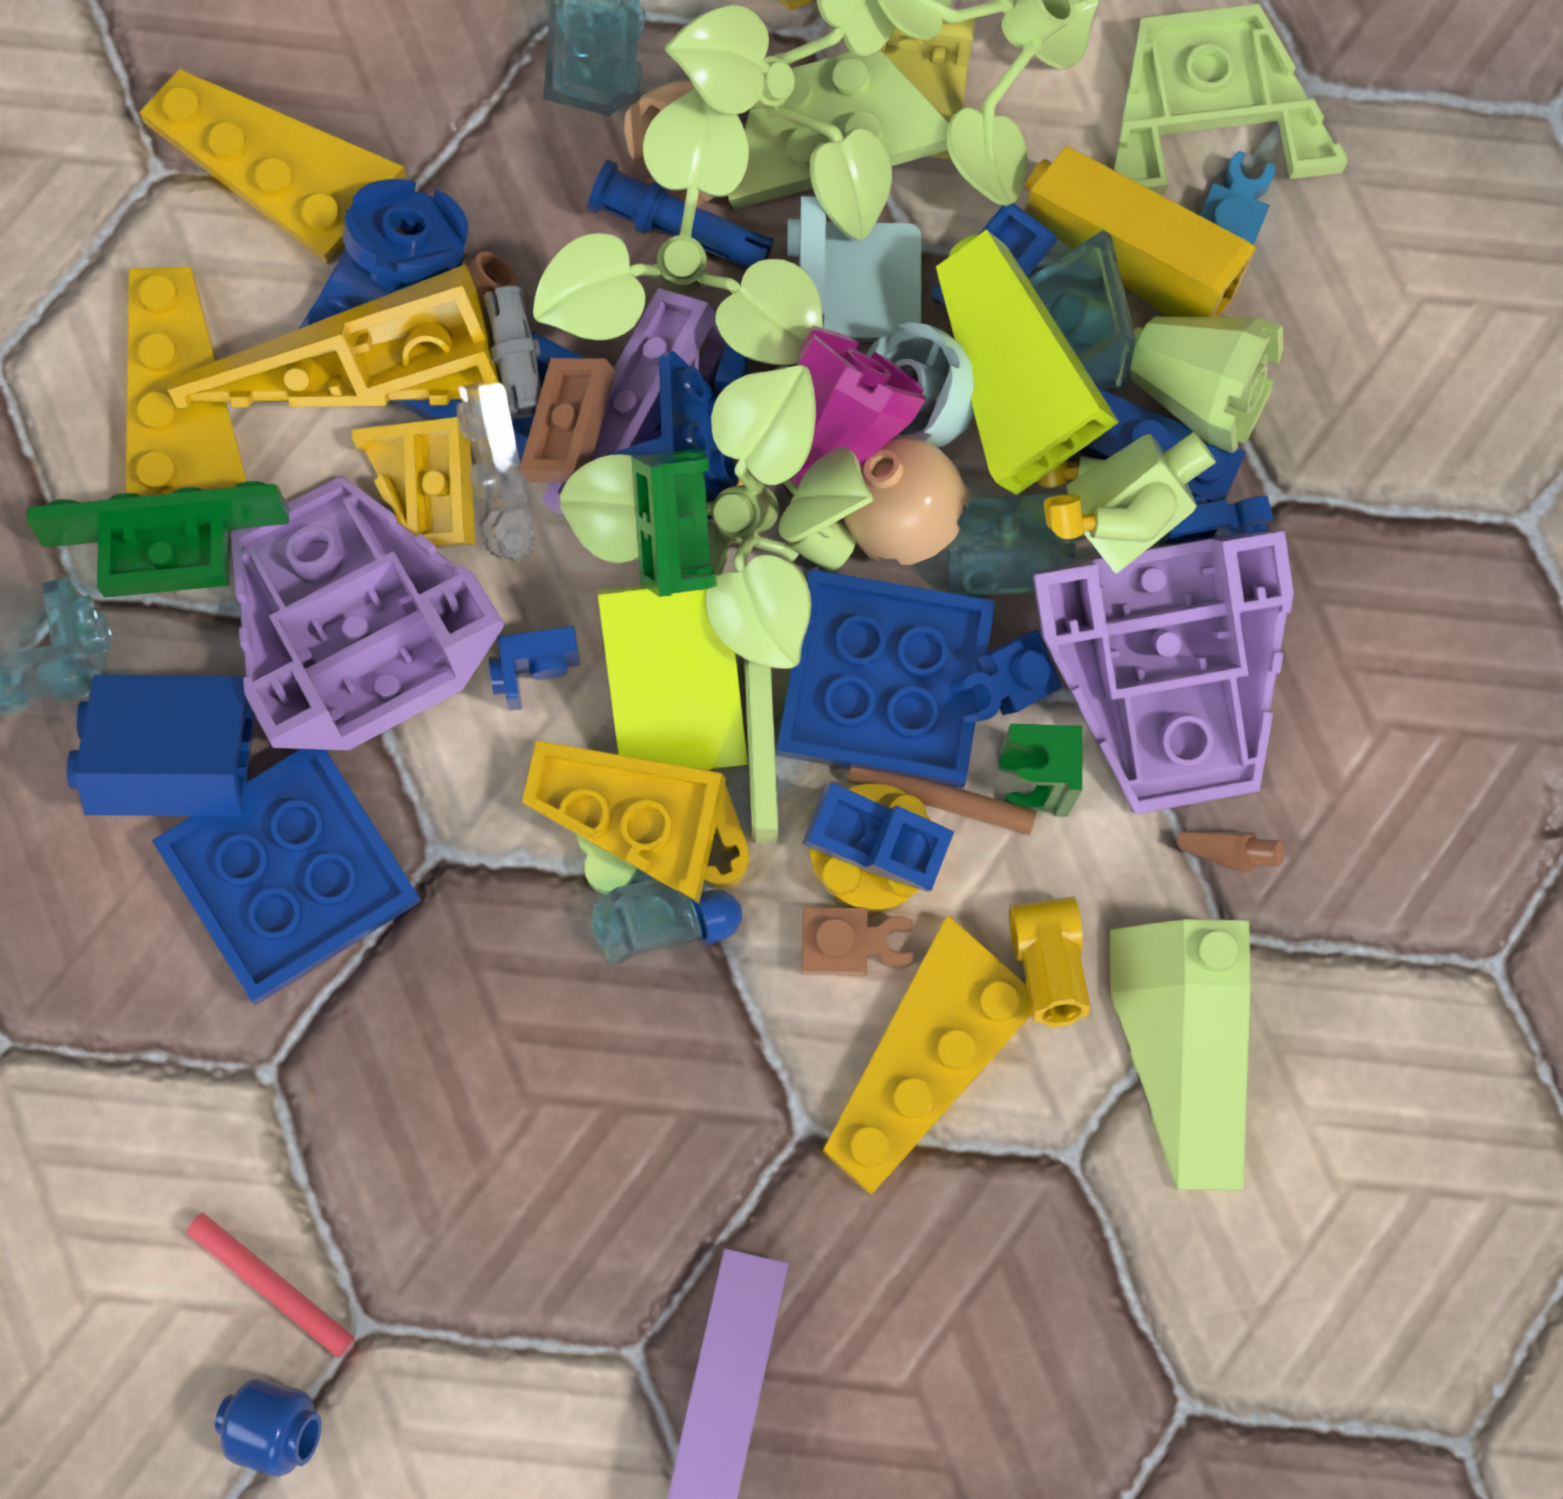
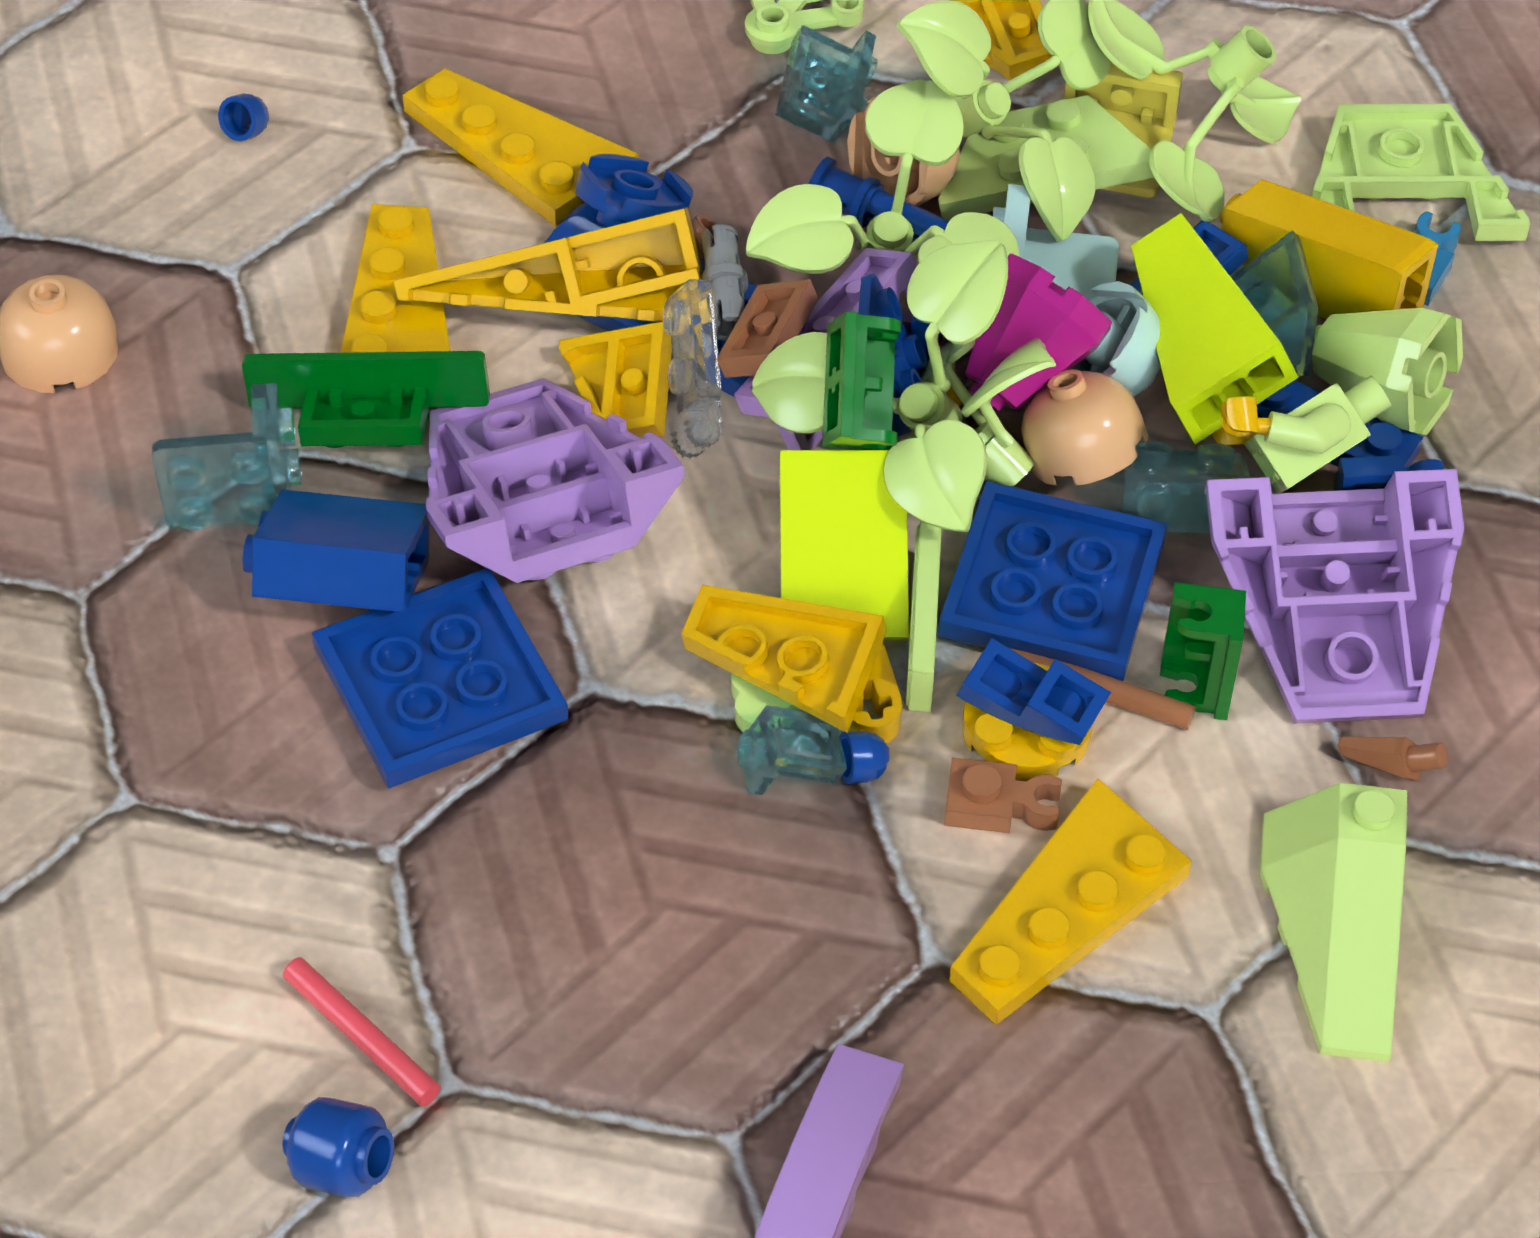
camera: 10 degrees right, 25 degrees down
(541, 653) = (707, 524): blue bracket -> none
(1011, 678) = (1159, 574): blue plate -> none
(1050, 945) = (1202, 813): yellow piece -> none

